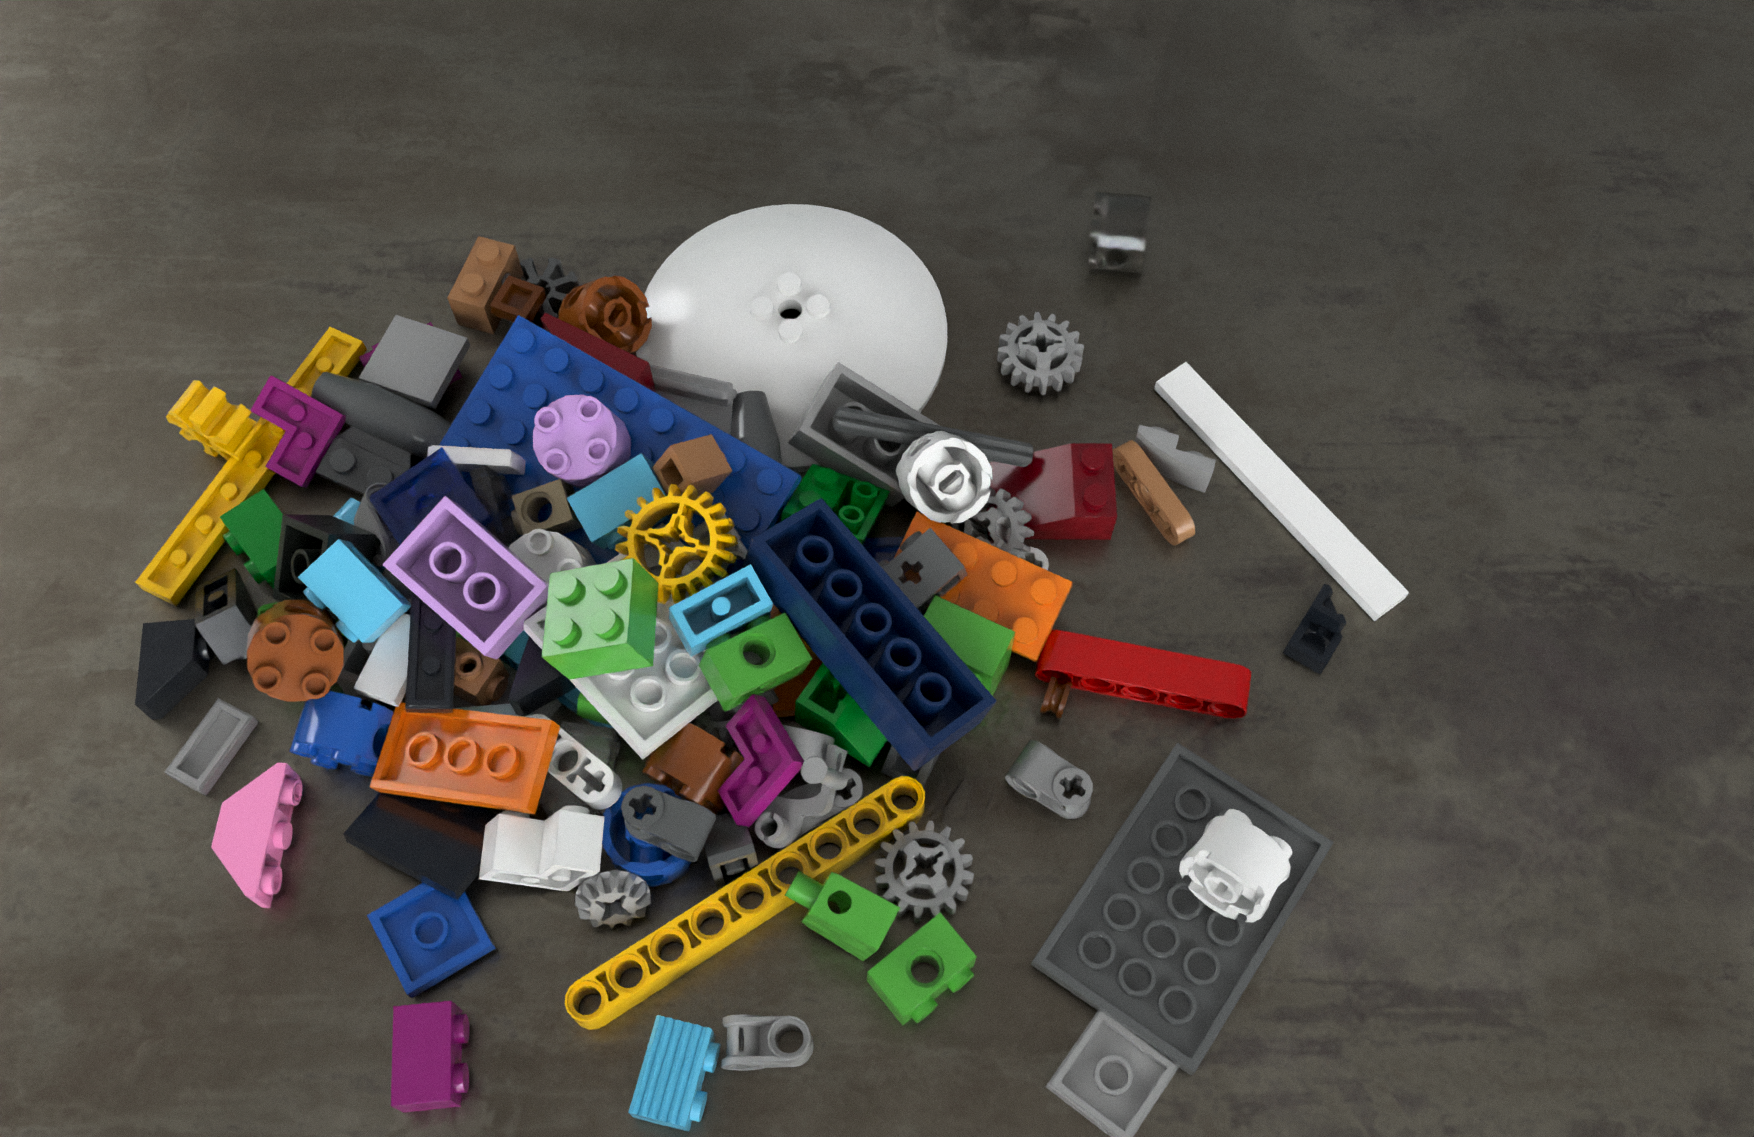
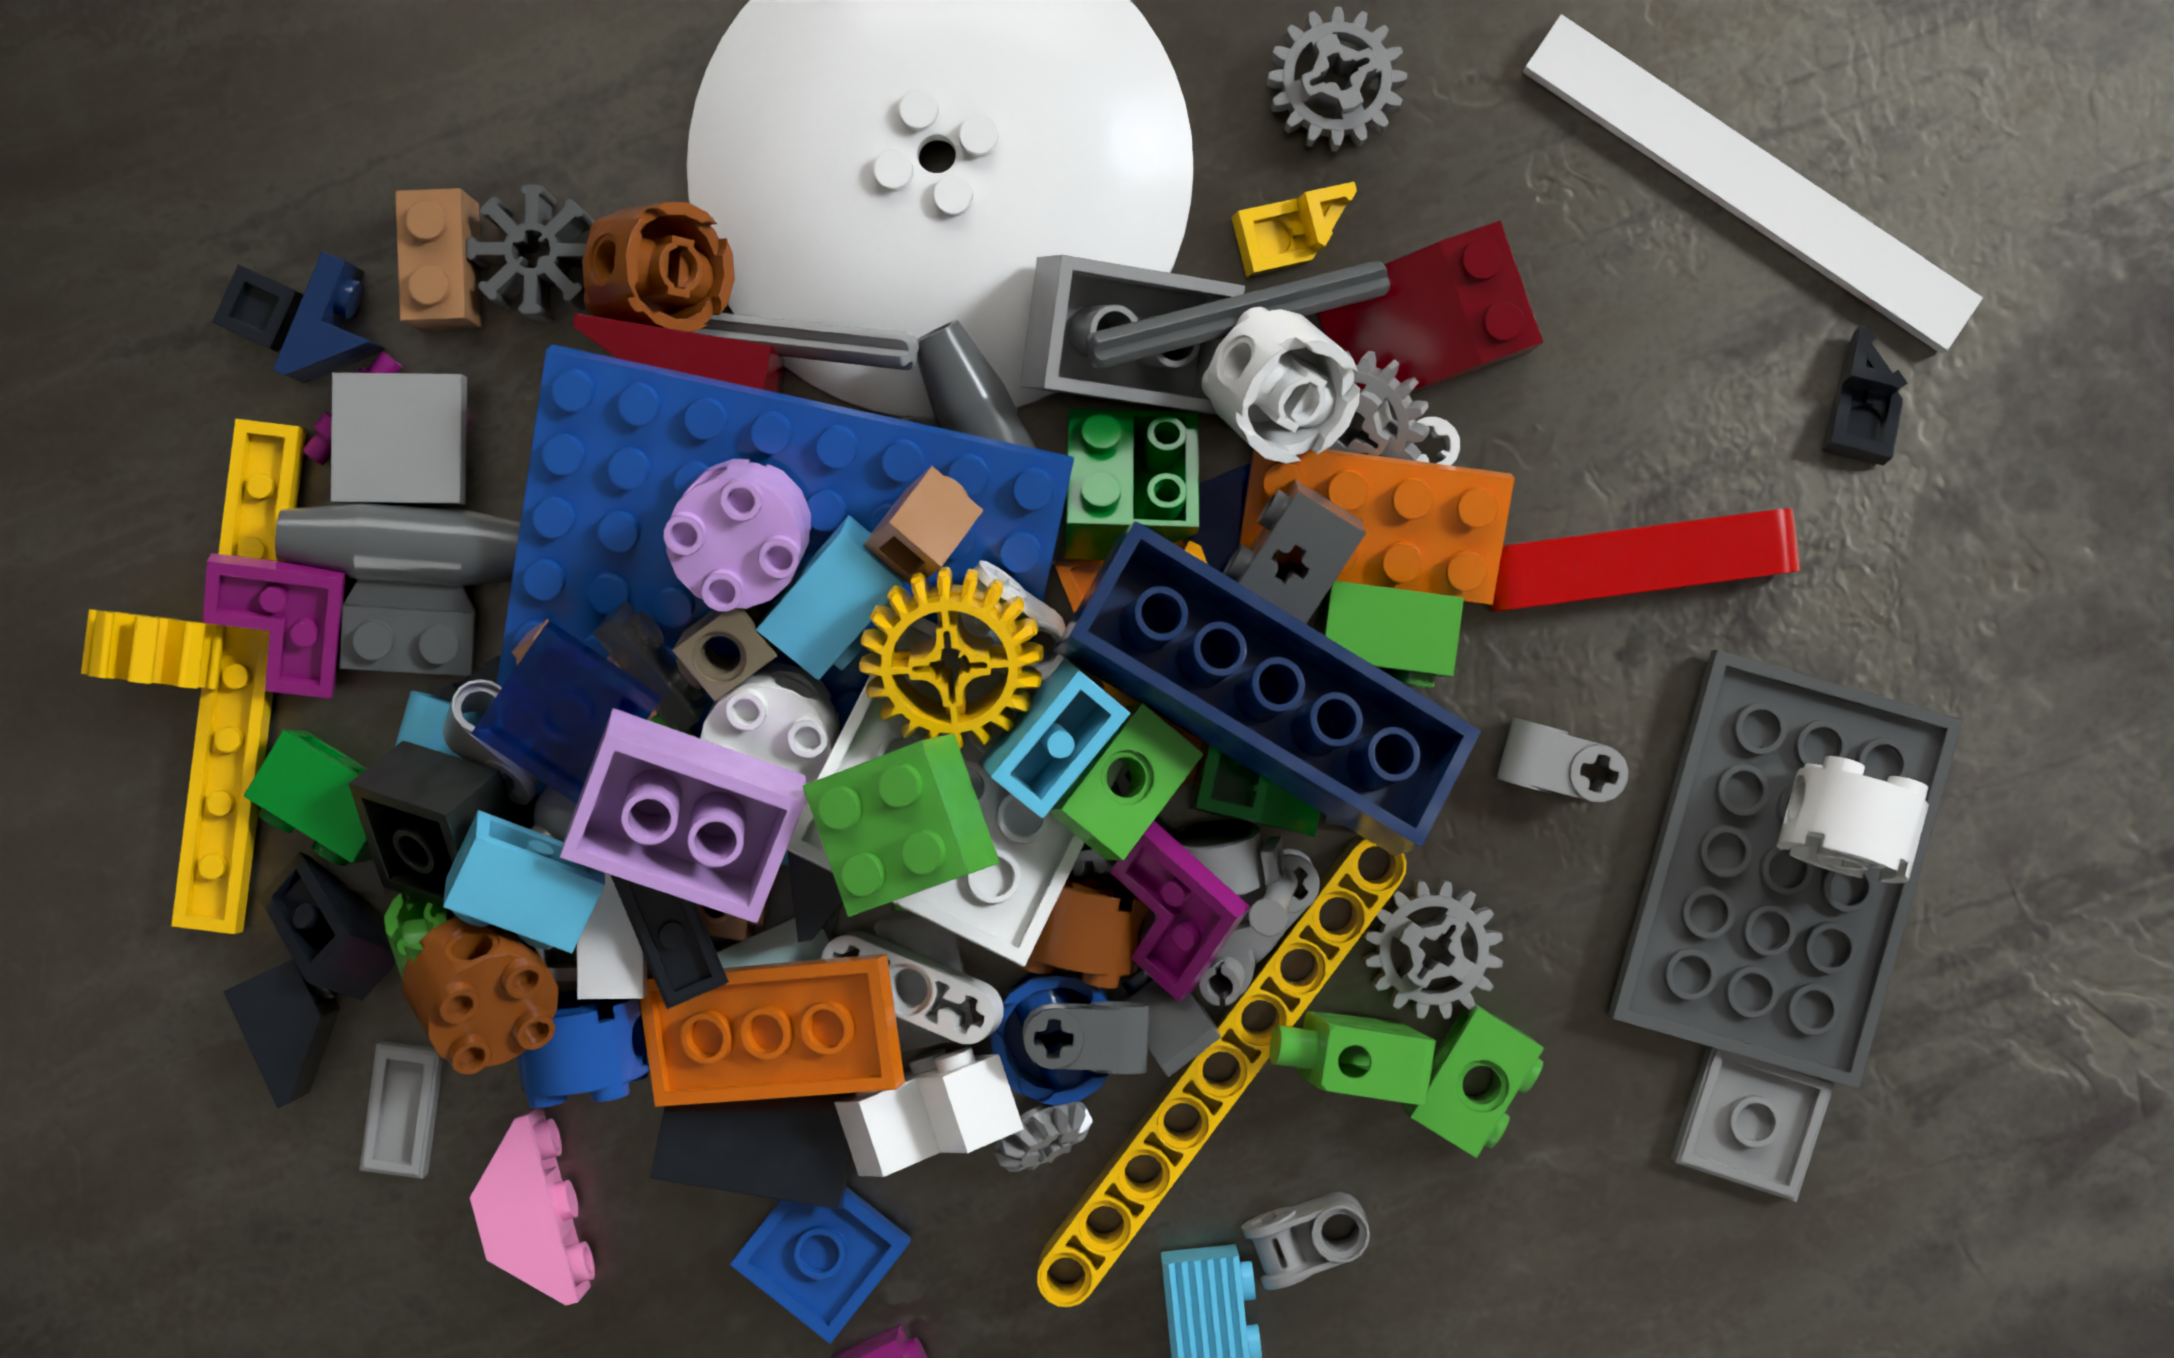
camera: 20 degrees left, 25 degrees up
(373, 280) = (258, 308): none -> black plate
(405, 295) = (315, 337): none -> dark blue slope
(469, 458) = (591, 602): white tile -> none
(517, 298) = (515, 292): reddish brown plate -> none
(988, 421) = (1289, 230): none -> yellow slope
(1056, 697) = (1531, 637): reddish brown bush -> none
(1153, 493) = (1574, 263): medium nougat beam -> none
(1180, 466) = (1571, 191): light grey slope -> none

